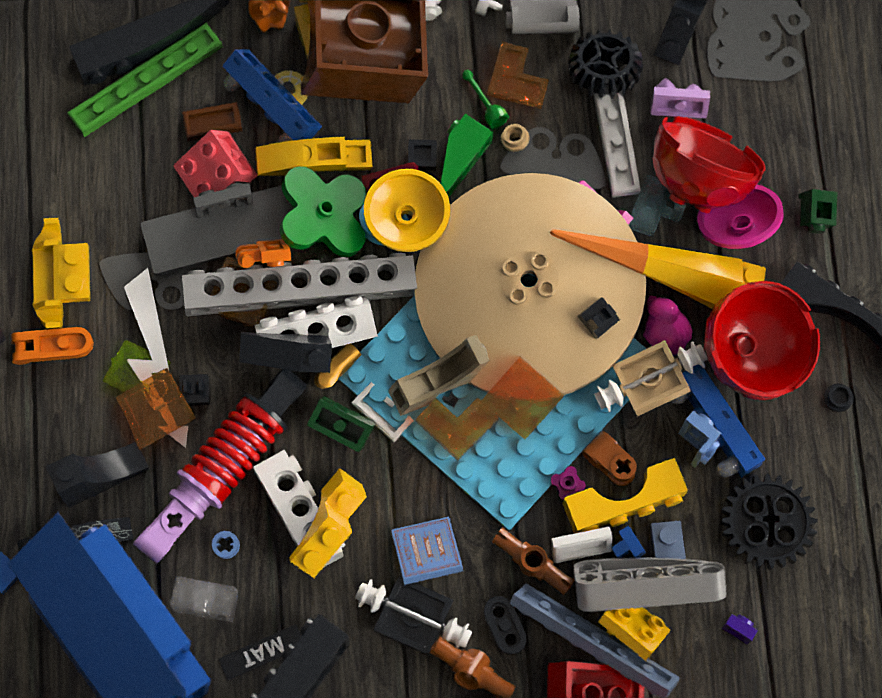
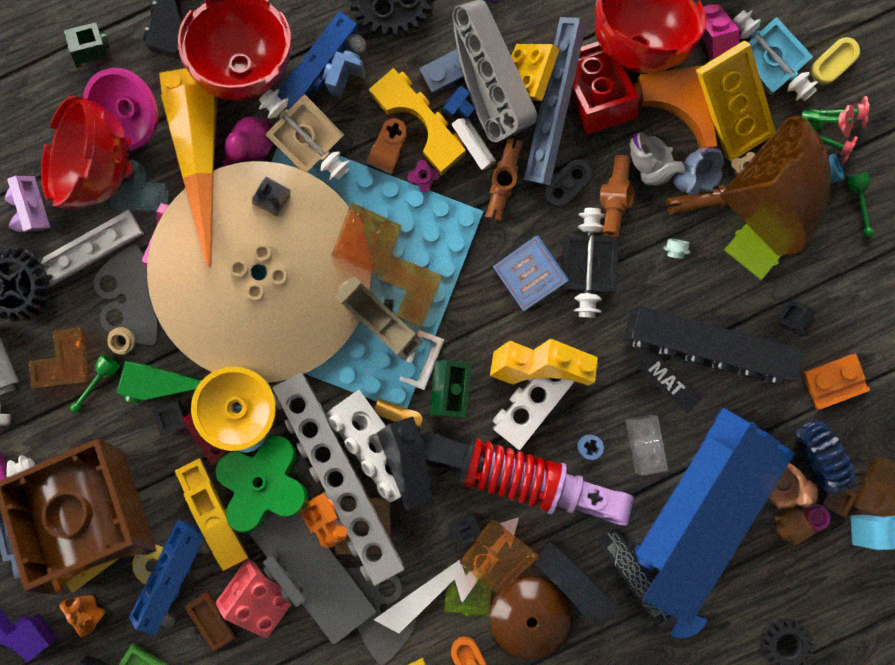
camera: 110 degrees left, 15 degrees up
(91, 435) = (528, 599): none -> reddish brown dish

